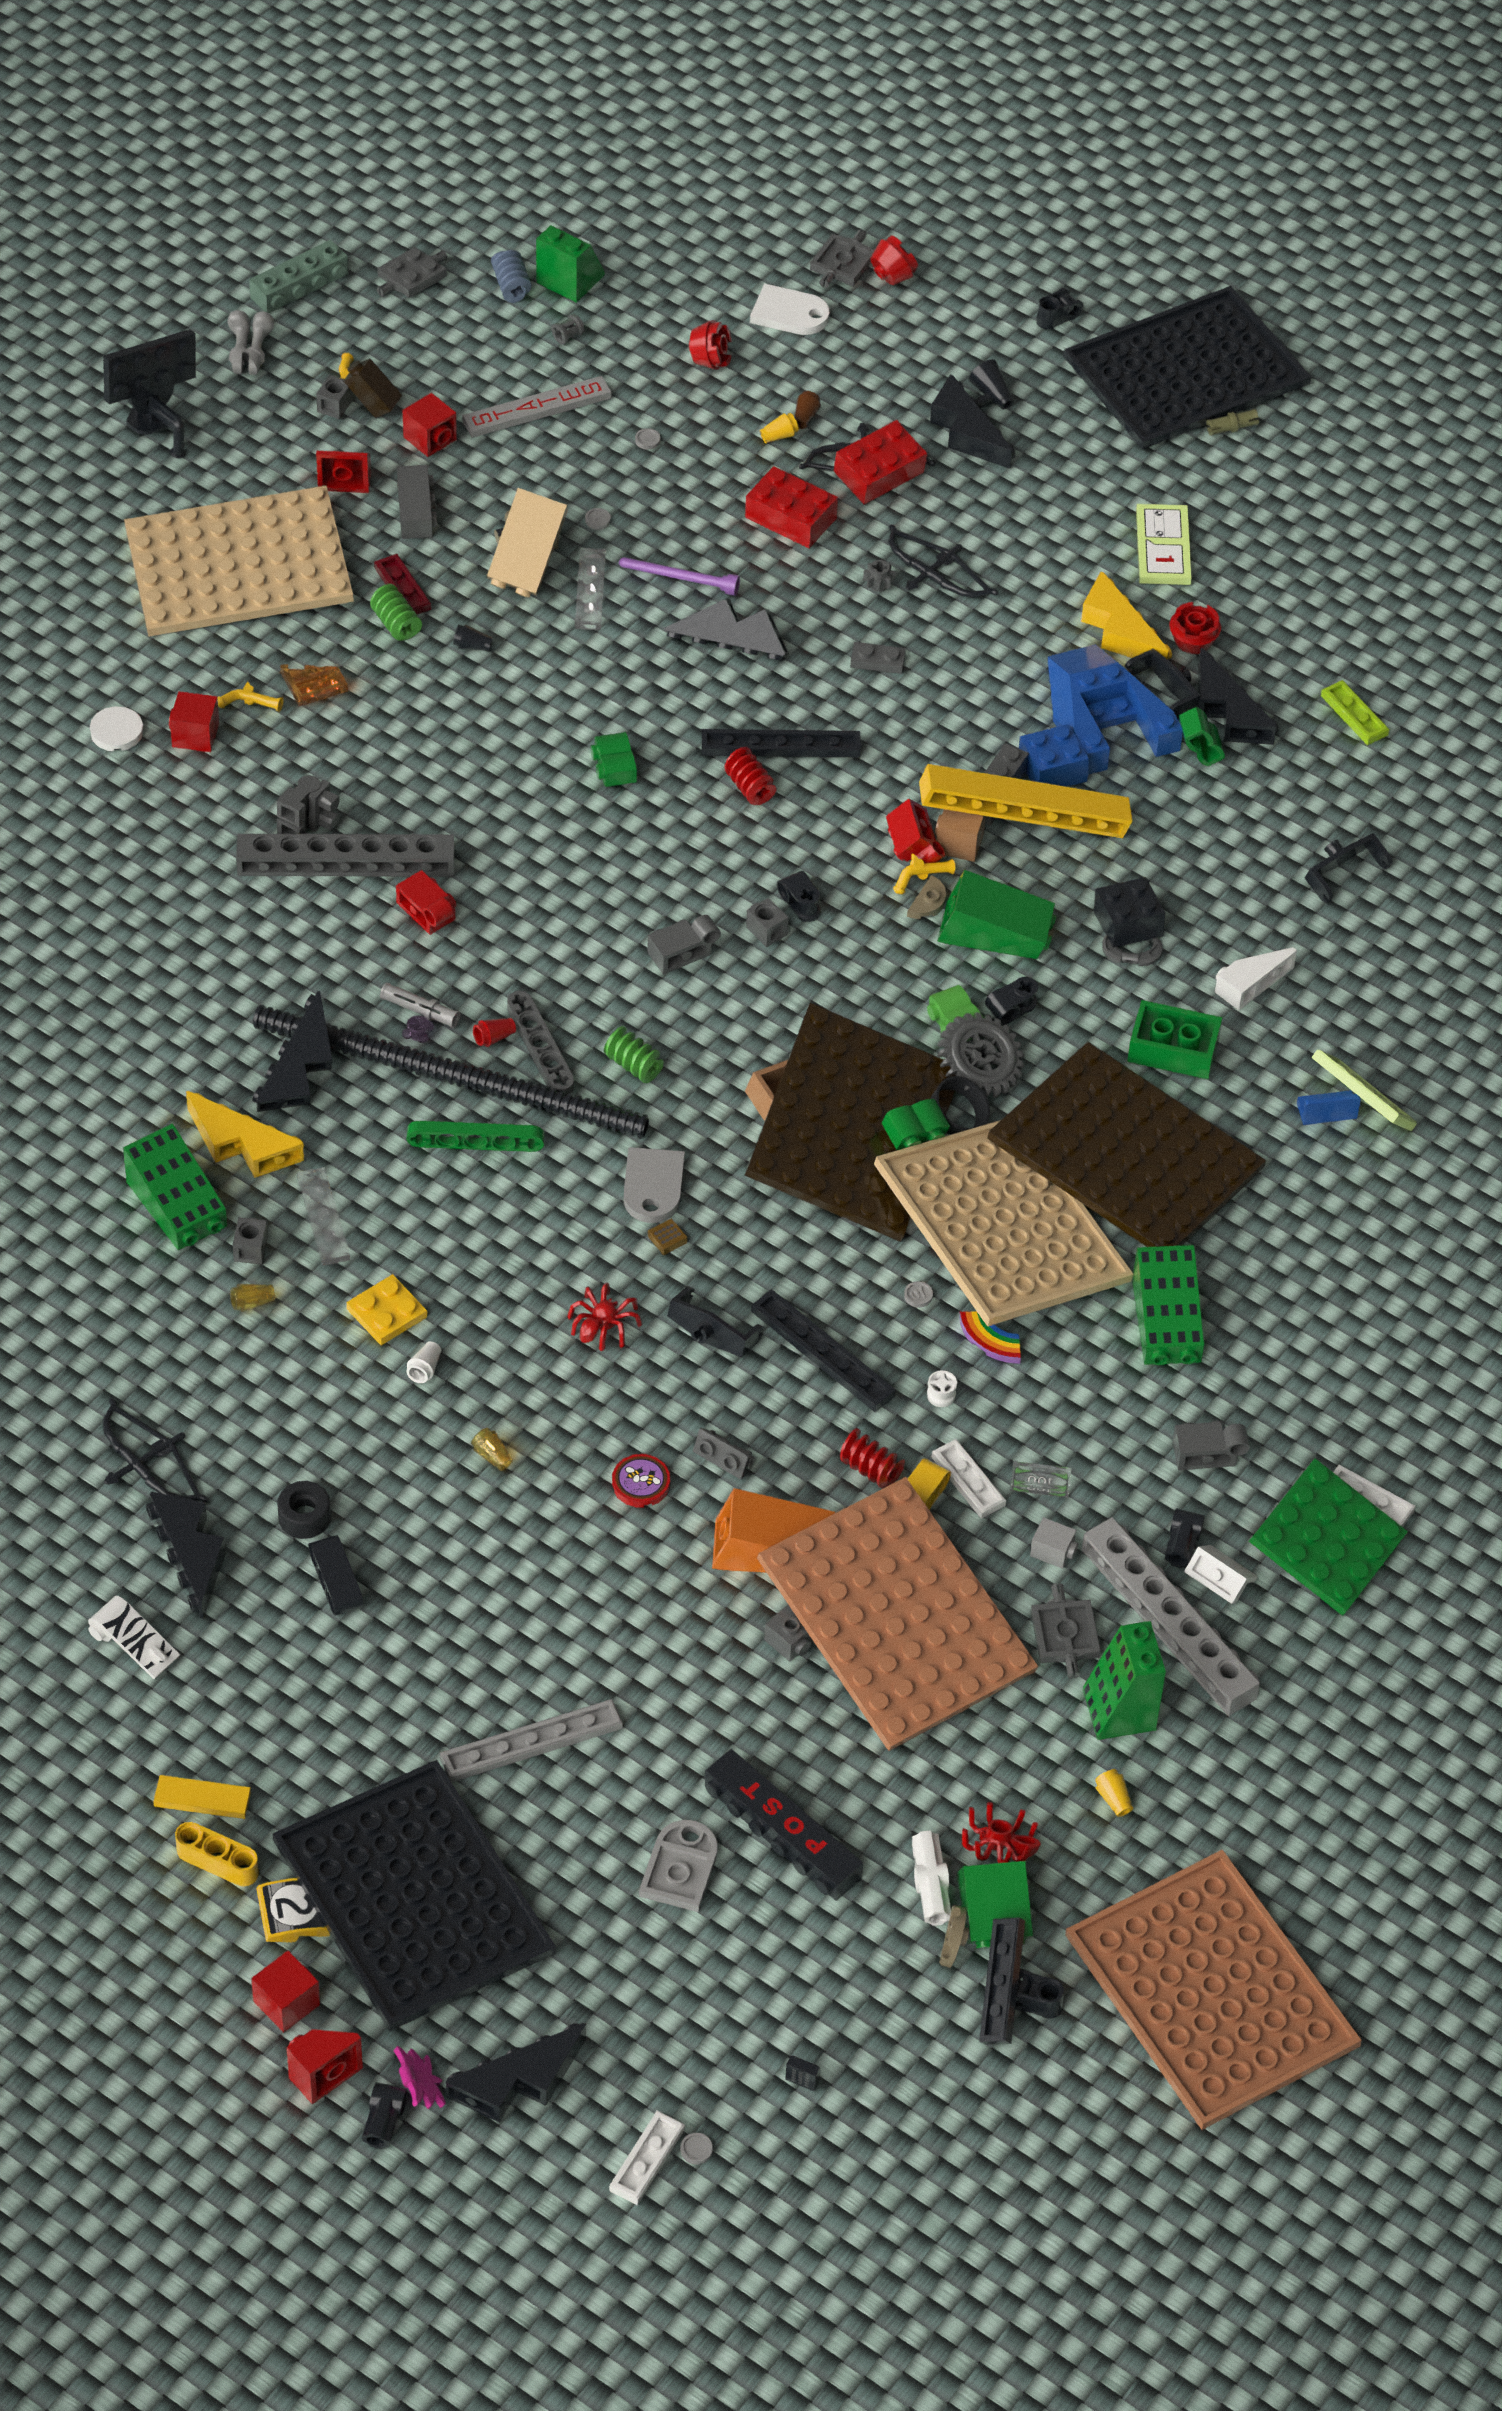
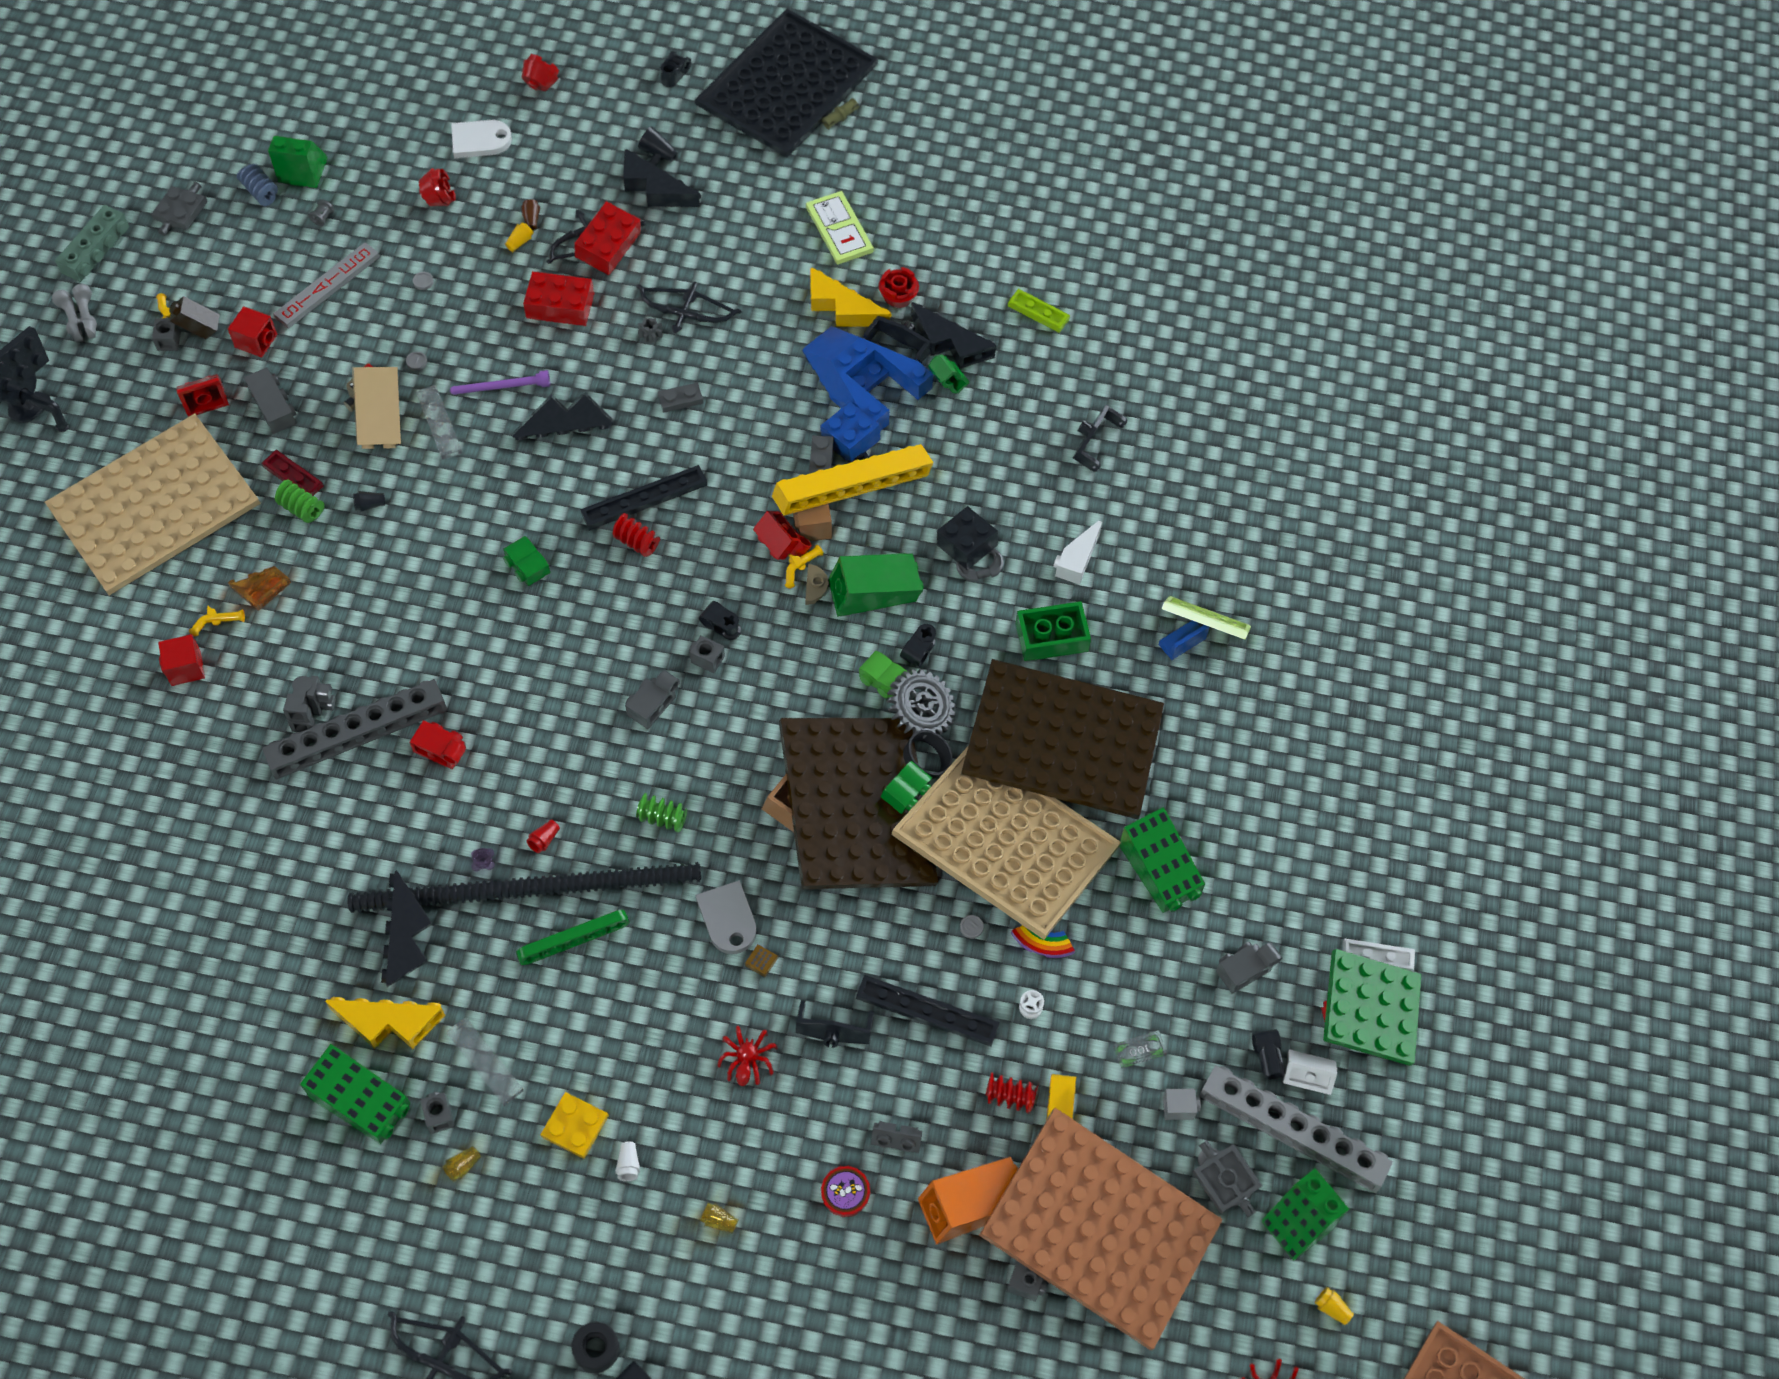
camera: 25 degrees left, 10 degrees up
(116, 728) = (119, 688): white tile -> none
(447, 1016) = (482, 838): light grey pin -> none
(539, 1032) = (580, 821): dark grey beam -> none
(842, 259) = (499, 84): dark grey plate -> none
(969, 1479) = (1088, 1073): white tile -> none

